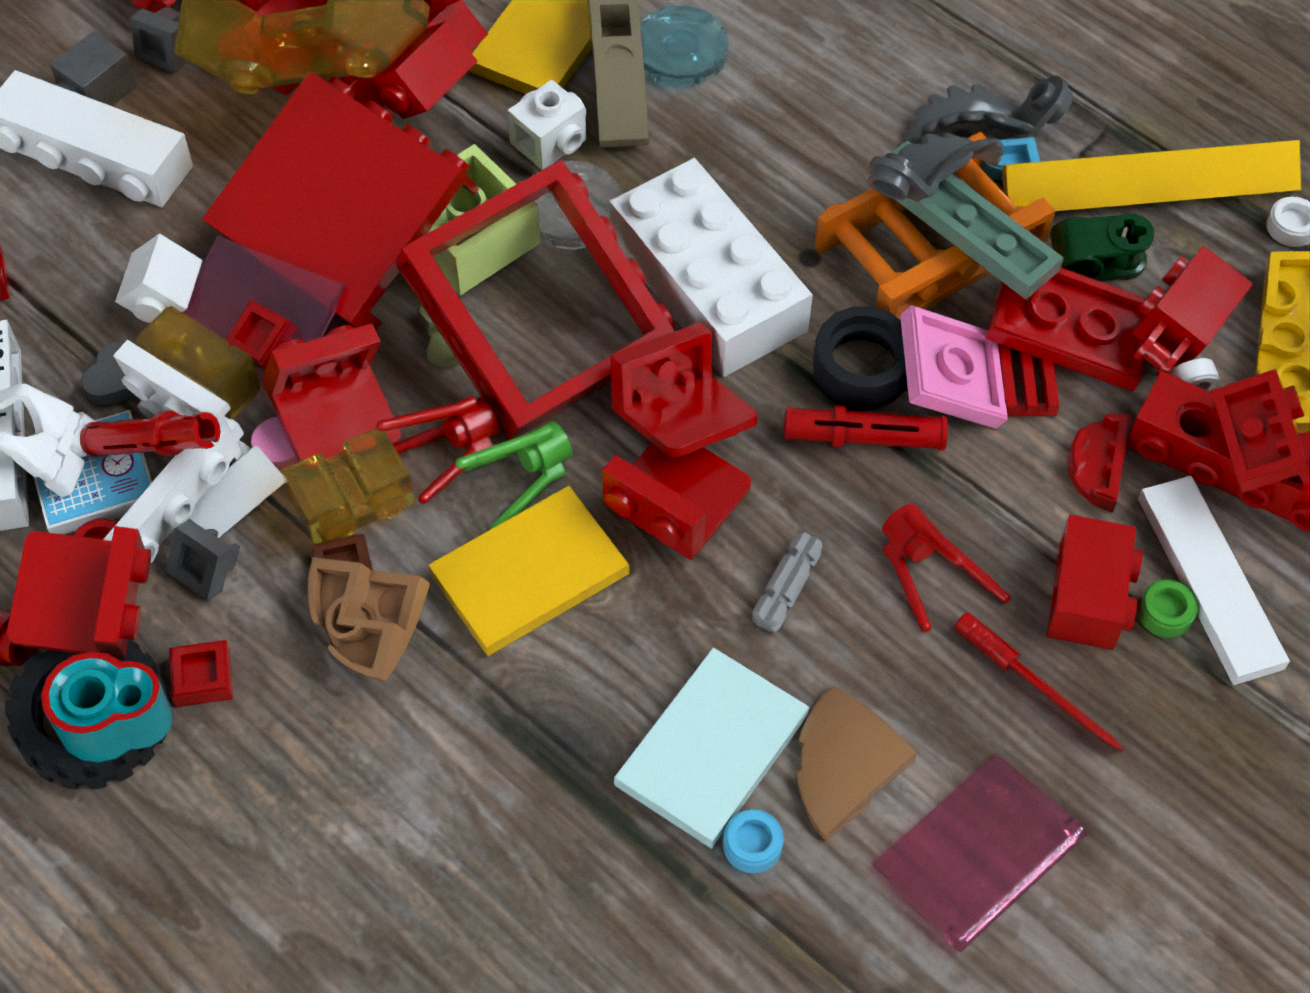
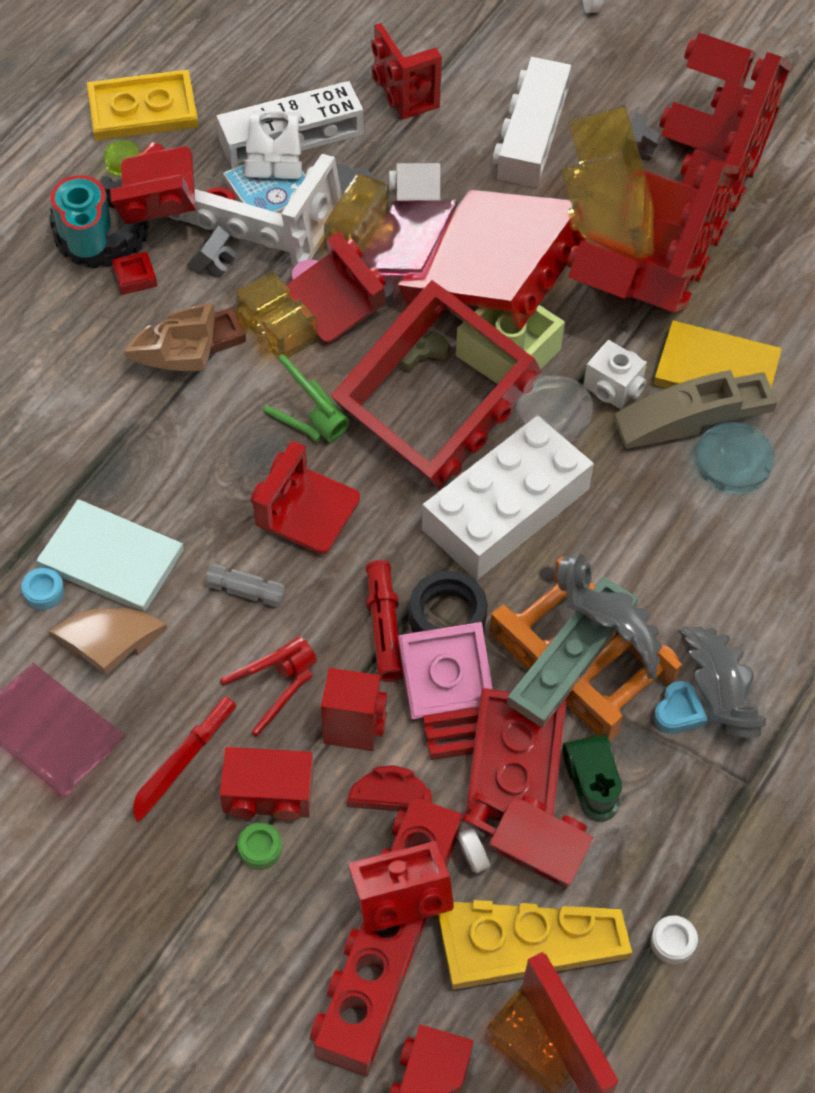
camera: 80 degrees right, 0 degrees up
(95, 70) = (586, 101): flat silver brick -> none
(164, 433) = (275, 192): red pin -> none
(238, 493) = (264, 260): white sticker -> none
(260, 332) = (380, 239): red tile -> none
(468, 426) = (336, 366): red plant -> none
(528, 570) = (231, 430): yellow tile -> none
(671, 396) = (379, 489): red bracket -> none
(1013, 463) = (353, 709): none -> red brick
(1156, 176) = (686, 818): yellow tile -> none
(1209, 569) = (287, 877): white tile -> none

